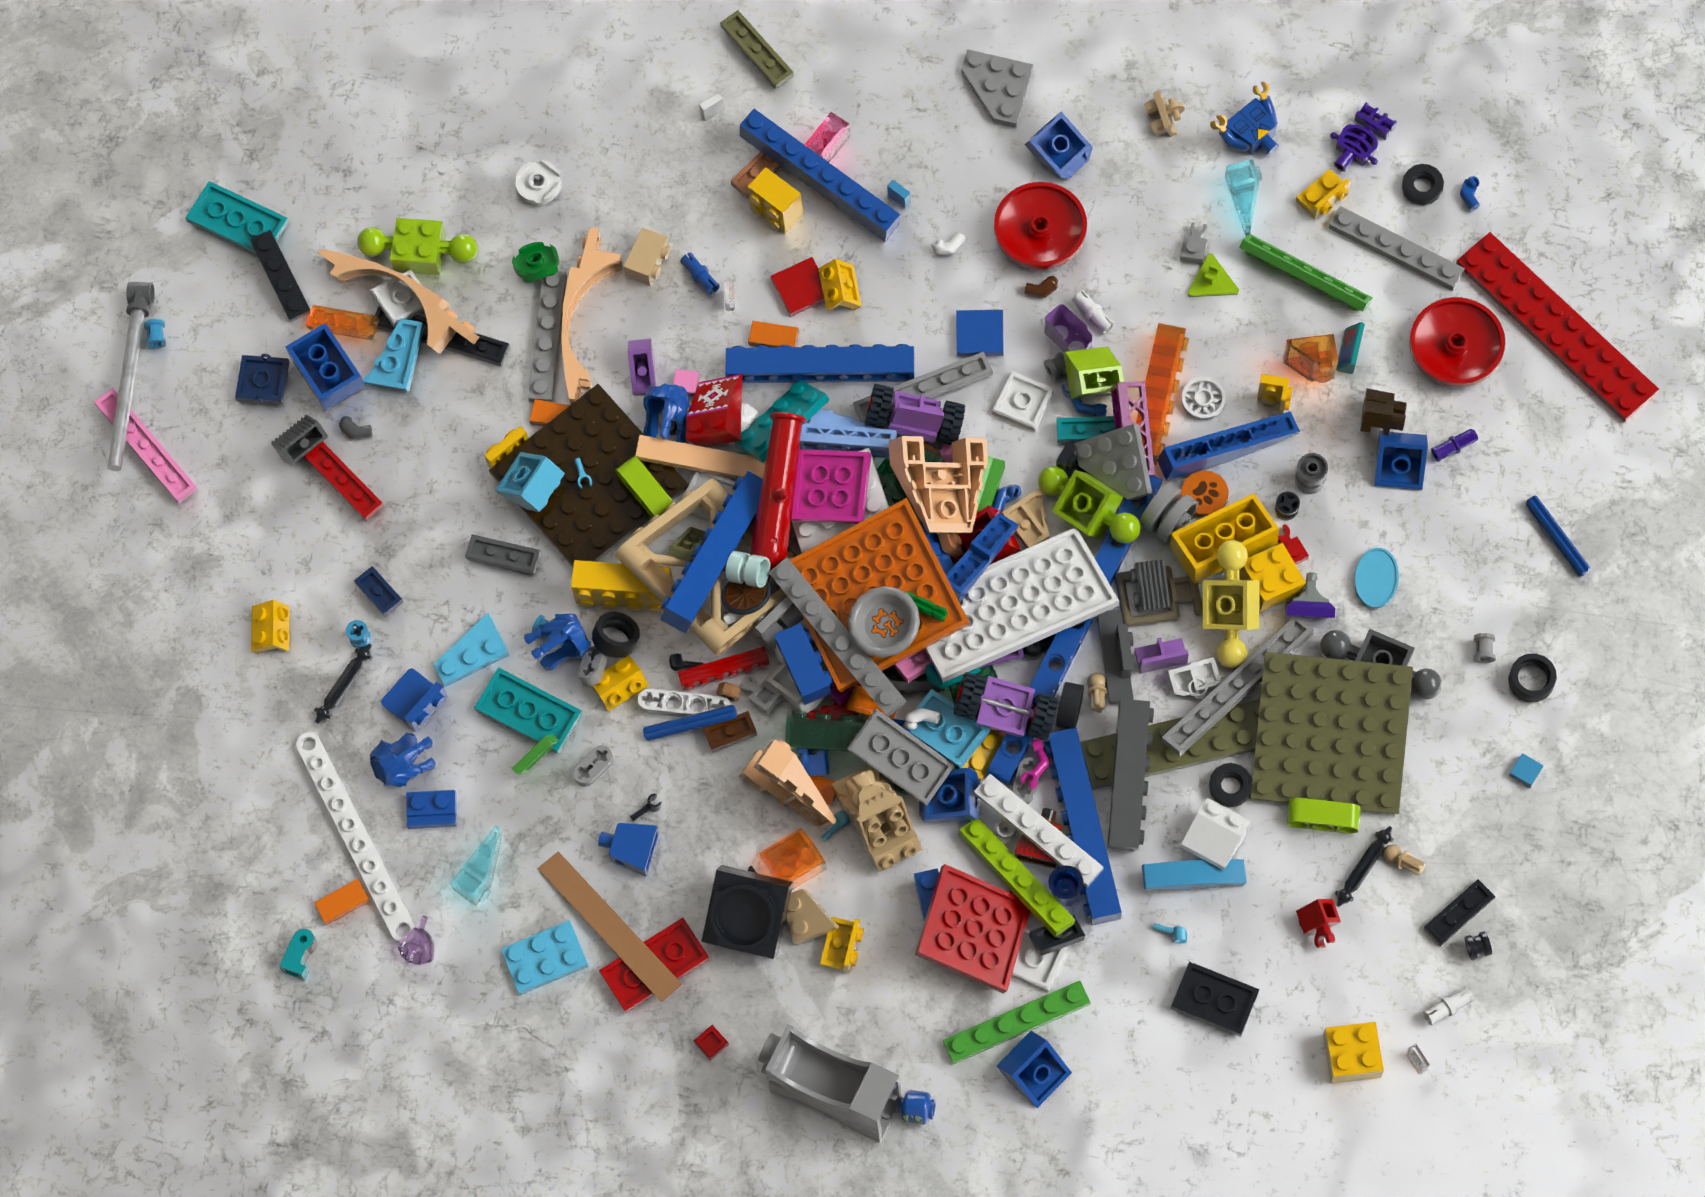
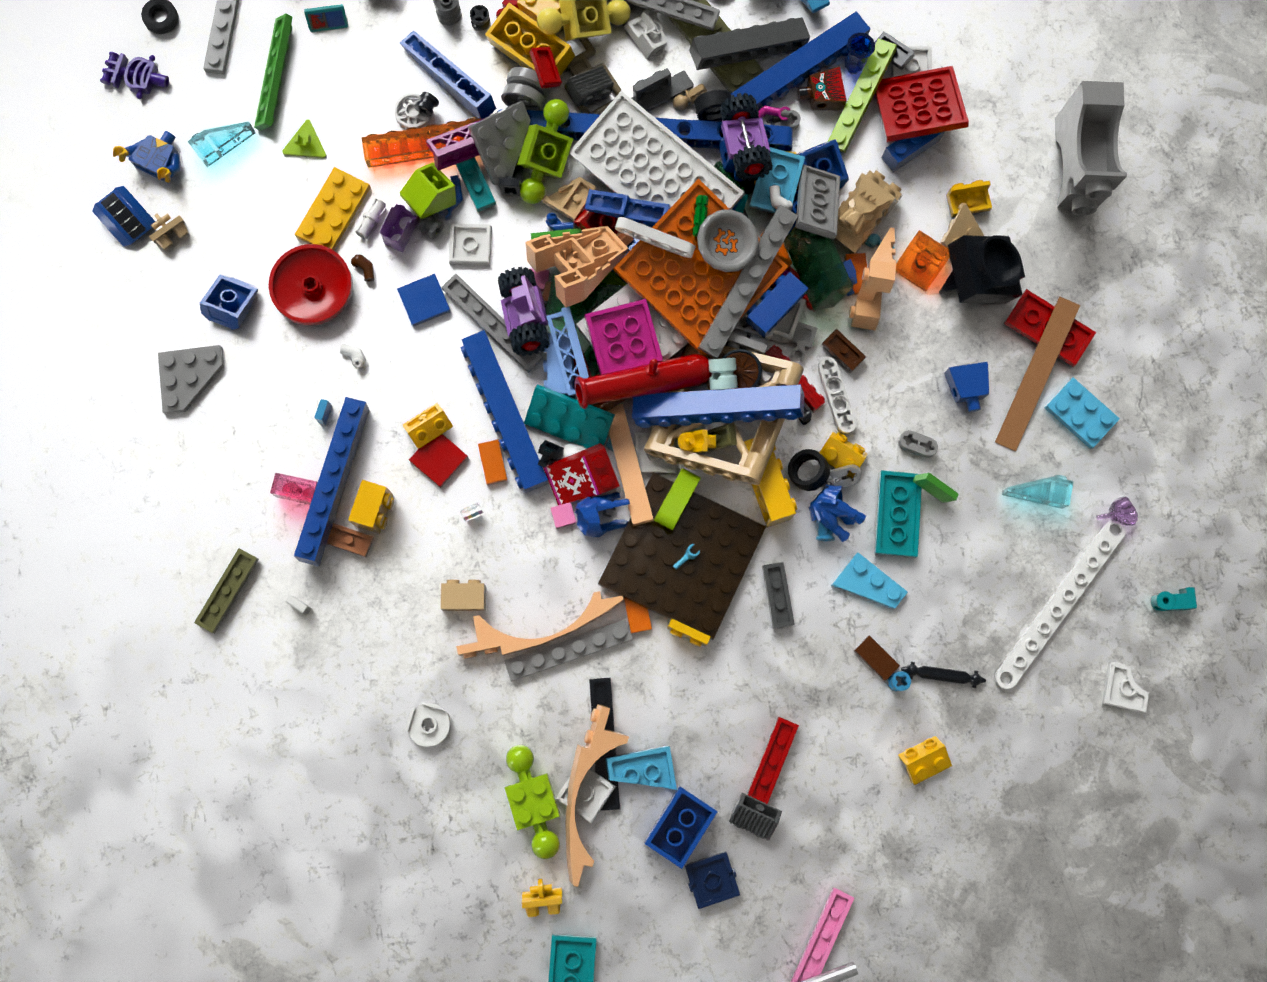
camera: 125 degrees left, 10 degrees up
(236, 859) = (1122, 690): none -> white tile
(280, 275) = (609, 913): black plate -> none
(326, 222) = (542, 896): none -> yellow hips
(342, 902) = (1116, 588): orange tile -> none
(343, 322) = (630, 834): clear orange plate -> none
(353, 431) = (724, 775): dark grey arm -> none
(378, 591) = (854, 683): dark blue plate -> none
(393, 626) = (876, 658): none -> reddish brown tile
(395, 761) = (1001, 604): blue piece -> none
(414, 699) = (931, 608): blue bracket -> none
(431, 809) = (1010, 554): blue plate -> none
(530, 481) = (713, 595): medium azure slope -> none
(545, 266) = (516, 683): green plate -> none
(641, 365) = (564, 556): medium lavender slope -> none
(648, 807) = (930, 388): black hand -> none
(689, 523) = (696, 441): none -> yellow hips
(690, 722) = (852, 382): blue axle -> none
(699, 273) = (460, 546): blue pin -> none
(711, 1042) = (1083, 264): red tile -> none
(729, 691) = (812, 364): medium nougat tile -> none
(757, 390) = (549, 452): none -> black plate
(917, 547) = (655, 237): none -> white beam
(917, 1107) = (1059, 96): blue head -> none
(1004, 836) = (829, 117): white plate -> none
(1016, 1022) = (964, 60): bright green plate -> none
(1034, 1068) = (994, 34): blue slope -> none
(1037, 828) = (823, 89): white plate -> none
(1120, 279) = (332, 209): none -> yellow plate
(1161, 655) = (639, 60): medium lavender panel -> none
(1178, 531) = (545, 67): none -> red tile
(1194, 247) = (282, 165): light grey plate -> none
(1198, 79) = (123, 215): none -> blue slope
(1198, 408) = (426, 104): none -> black wheel
(1208, 490) = (492, 78): orange tile -> none
(1275, 390) = (392, 47): yellow bracket -> none
(1312, 357) = (349, 33): clear orange slope -> none
(1323, 193) = (196, 84): yellow bracket -> none

